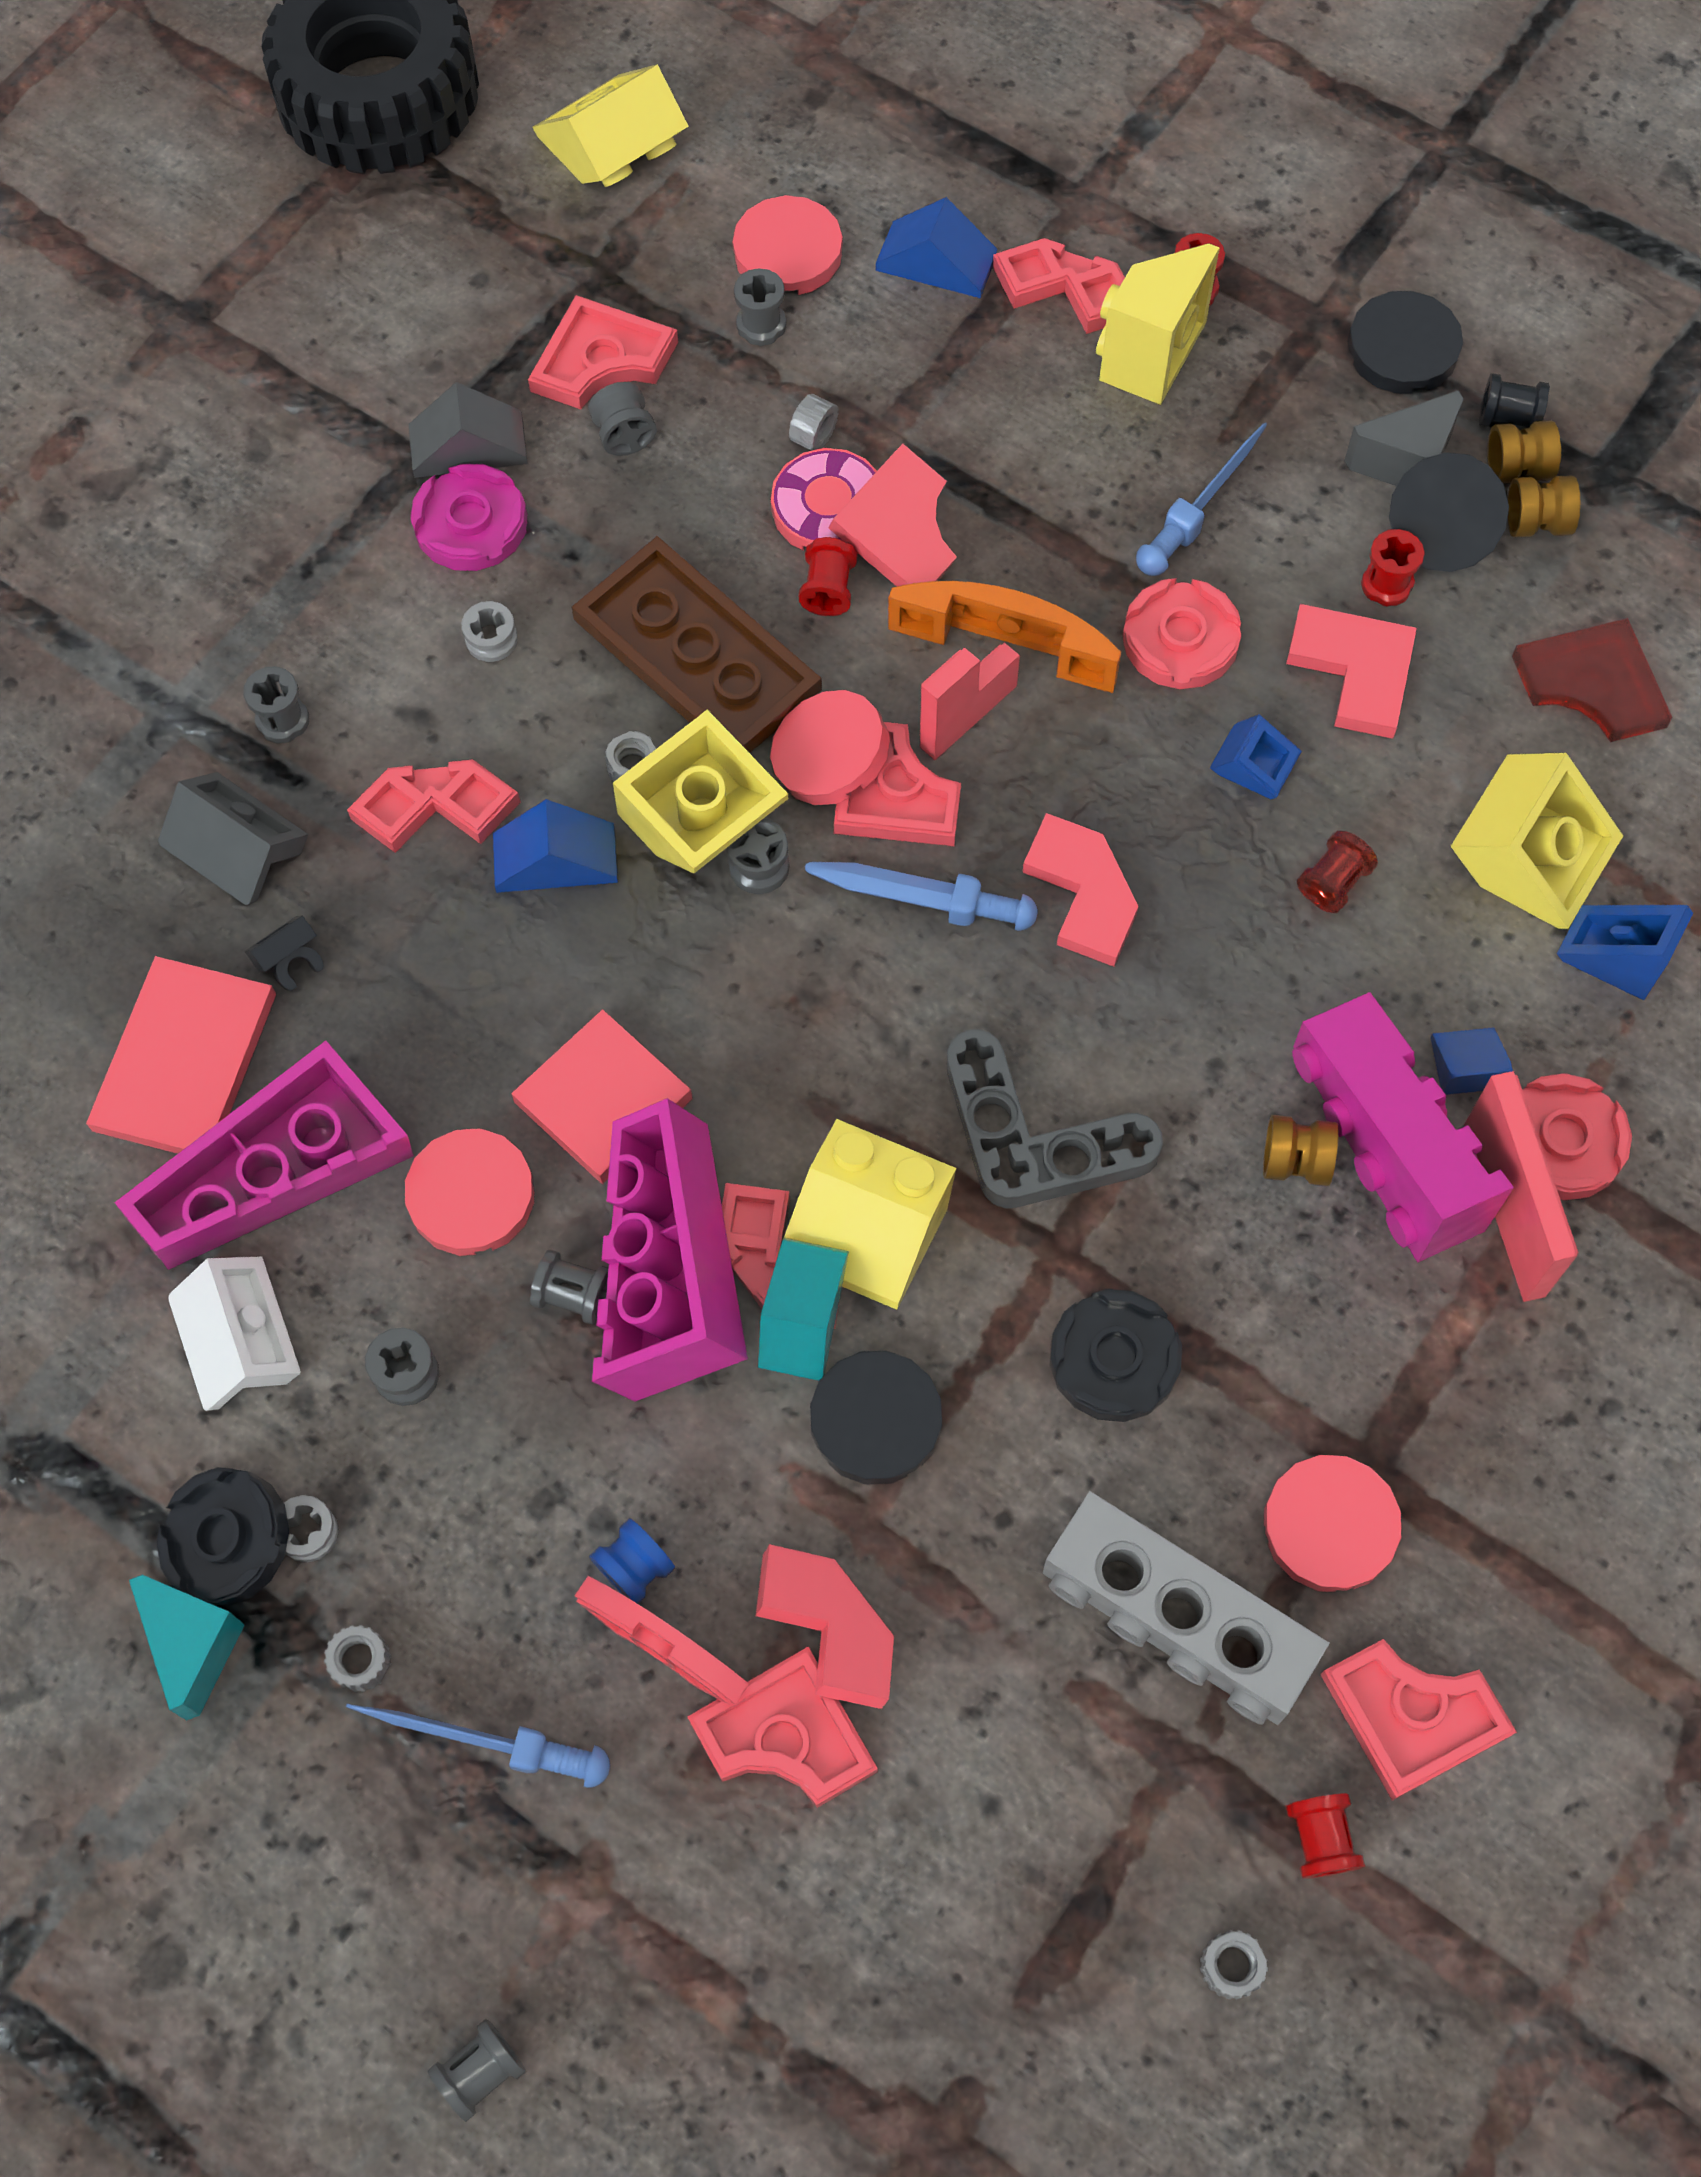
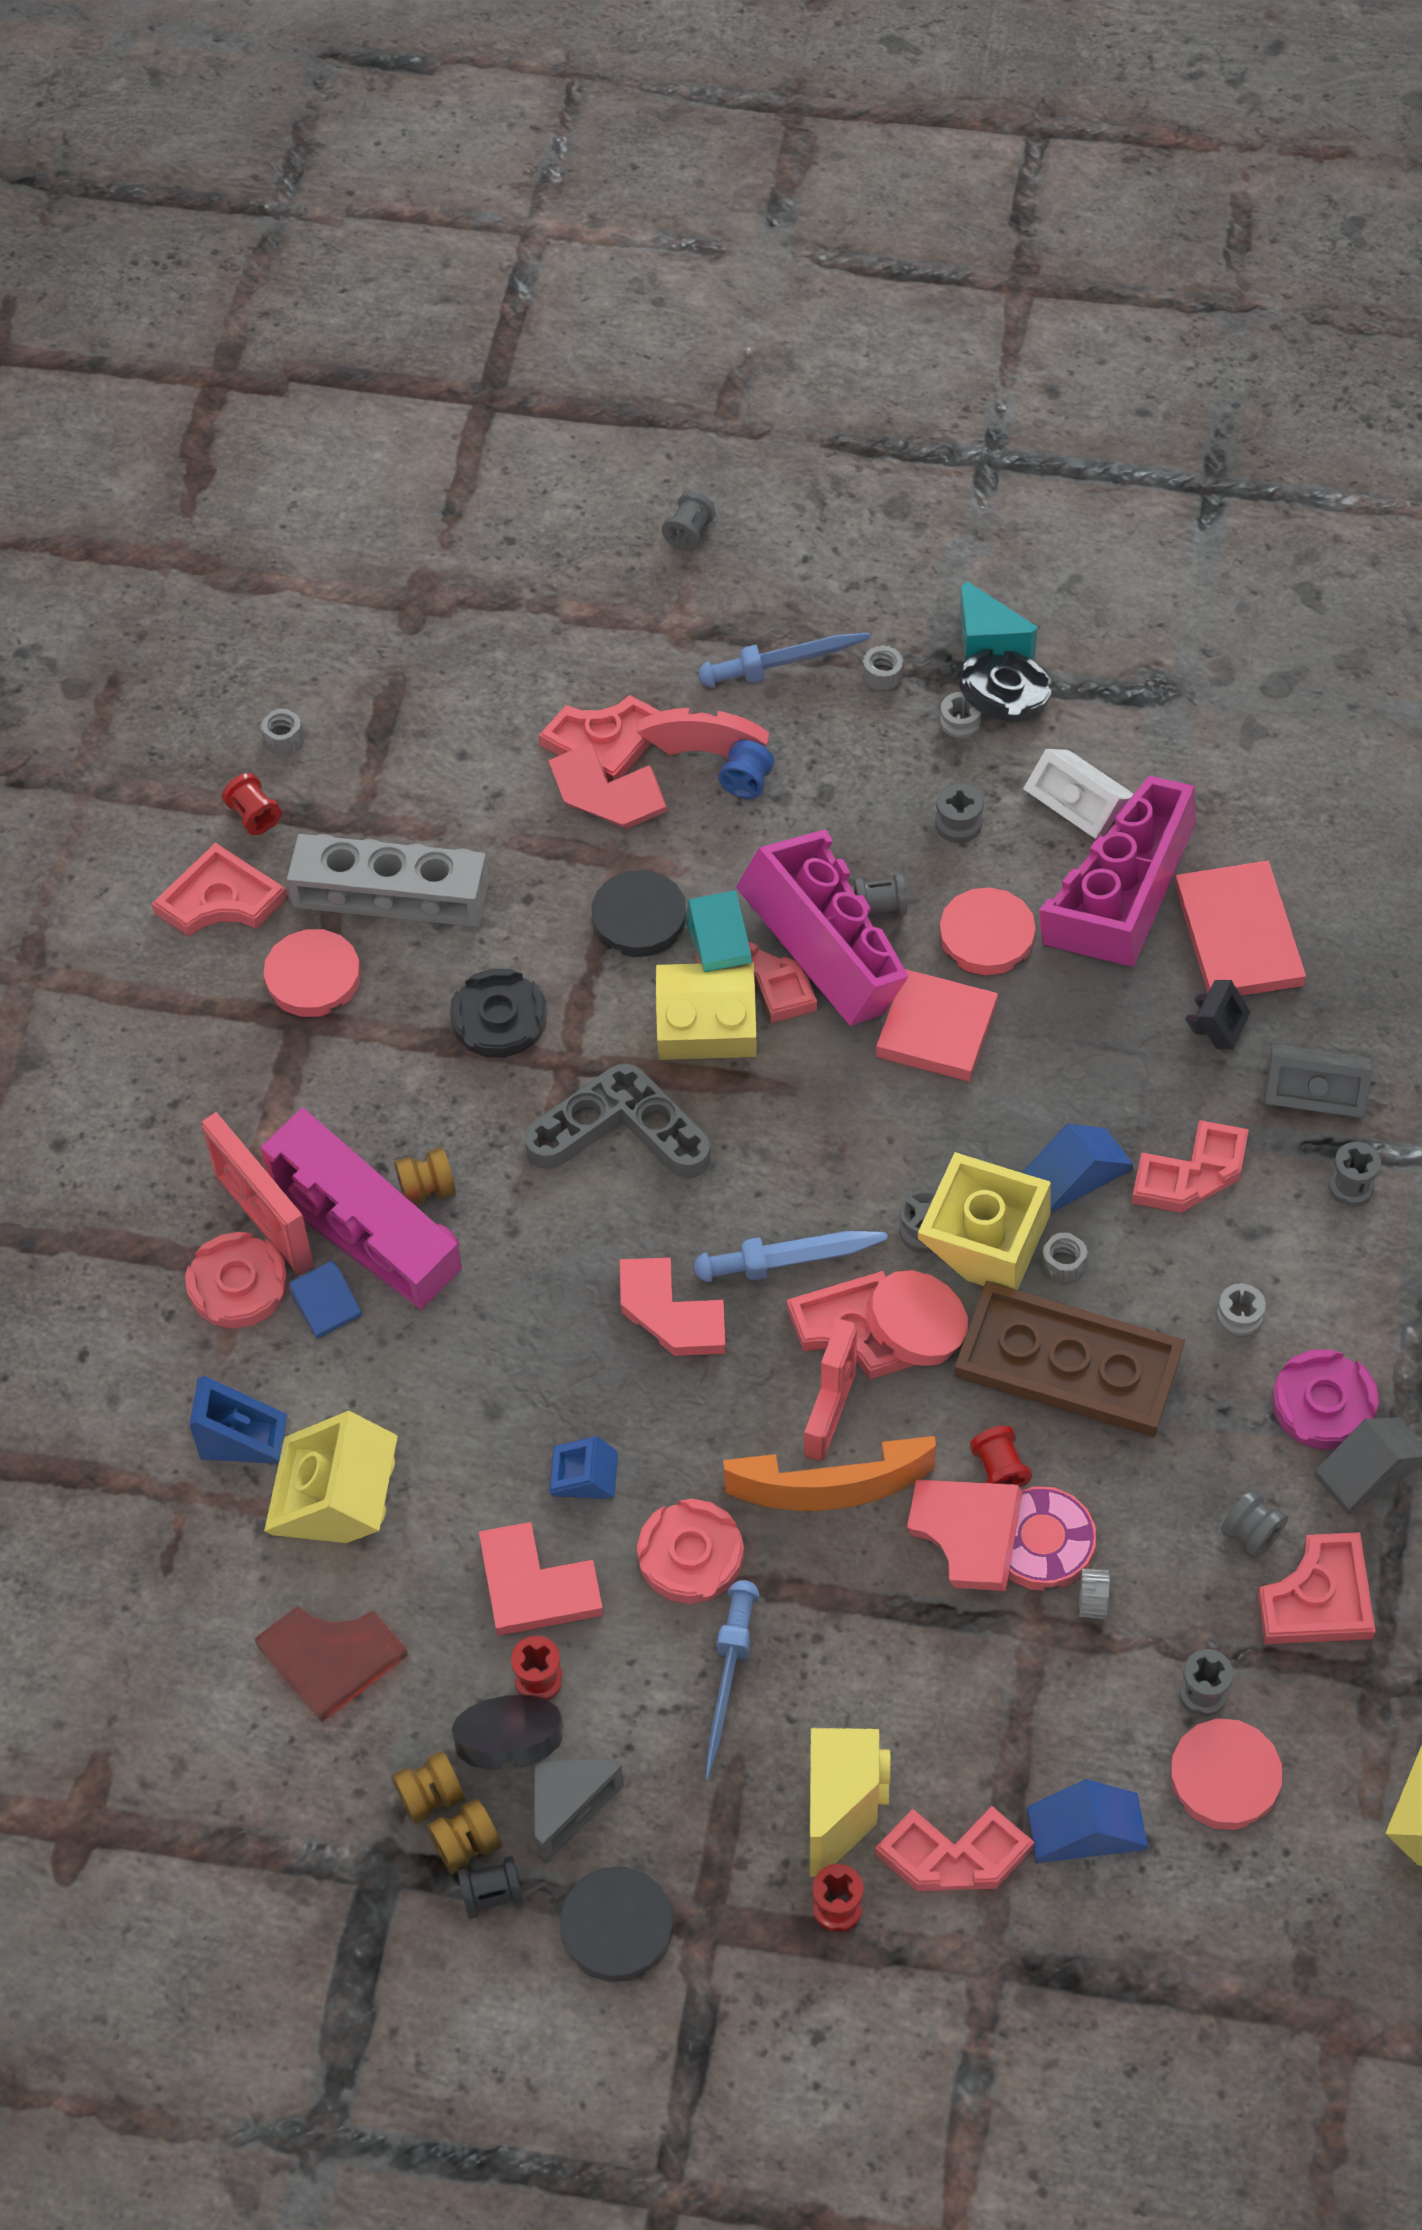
camera: 155 degrees right, 10 degrees down
(1337, 871) = (479, 1391): clear red bush -> none

